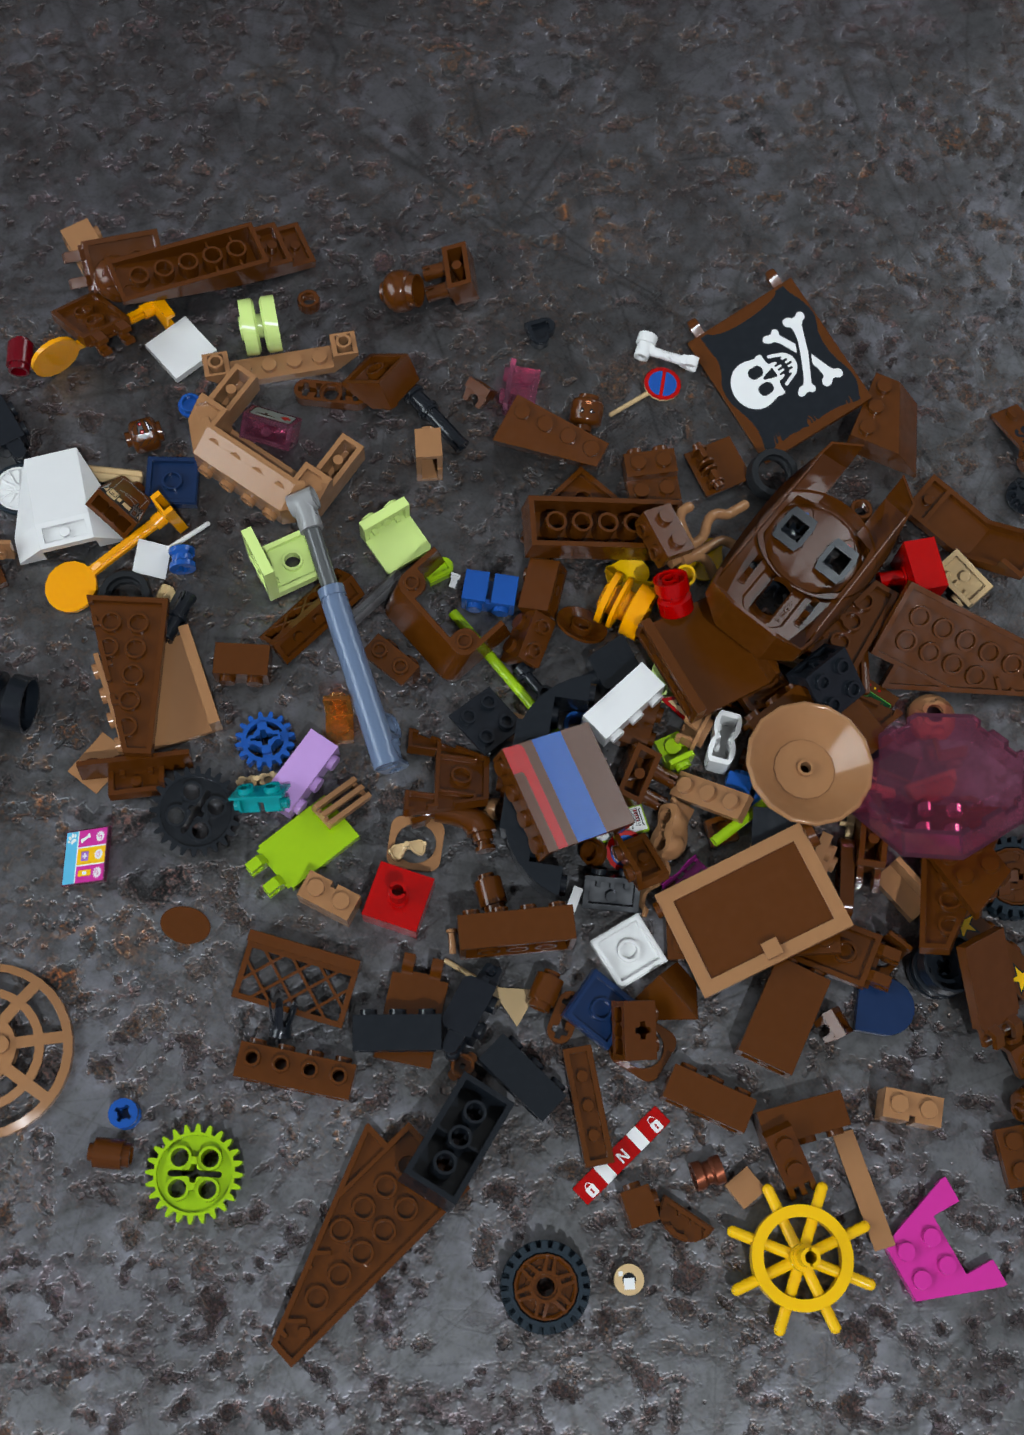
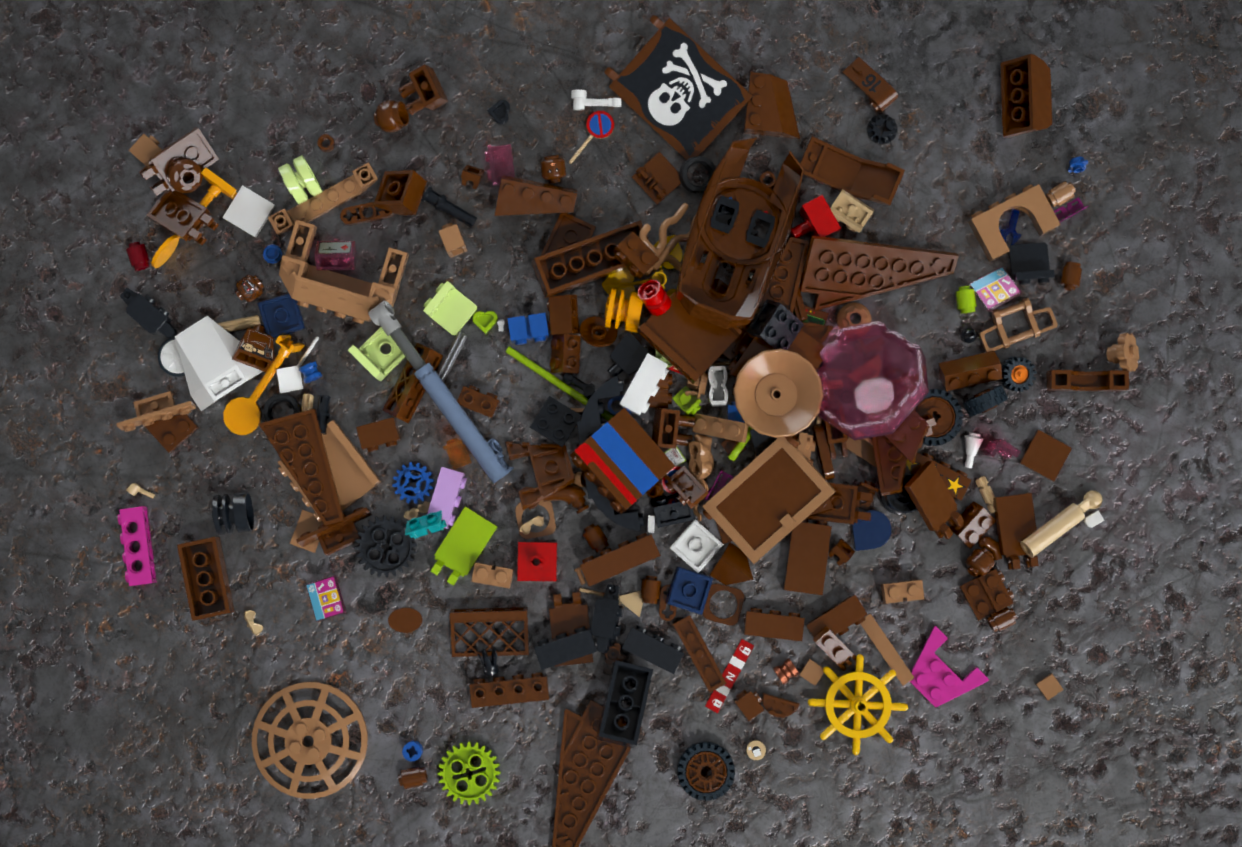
camera: 10 degrees left, 15 degrees up
(211, 262) = (248, 141): reddish brown slope -> none
(357, 790) = (485, 495): medium nougat tile -> none
(447, 655) = (515, 385): reddish brown windscreen -> none
(627, 1043) = (713, 606): reddish brown brick -> none
(651, 473) = (613, 203): reddish brown plate -> none

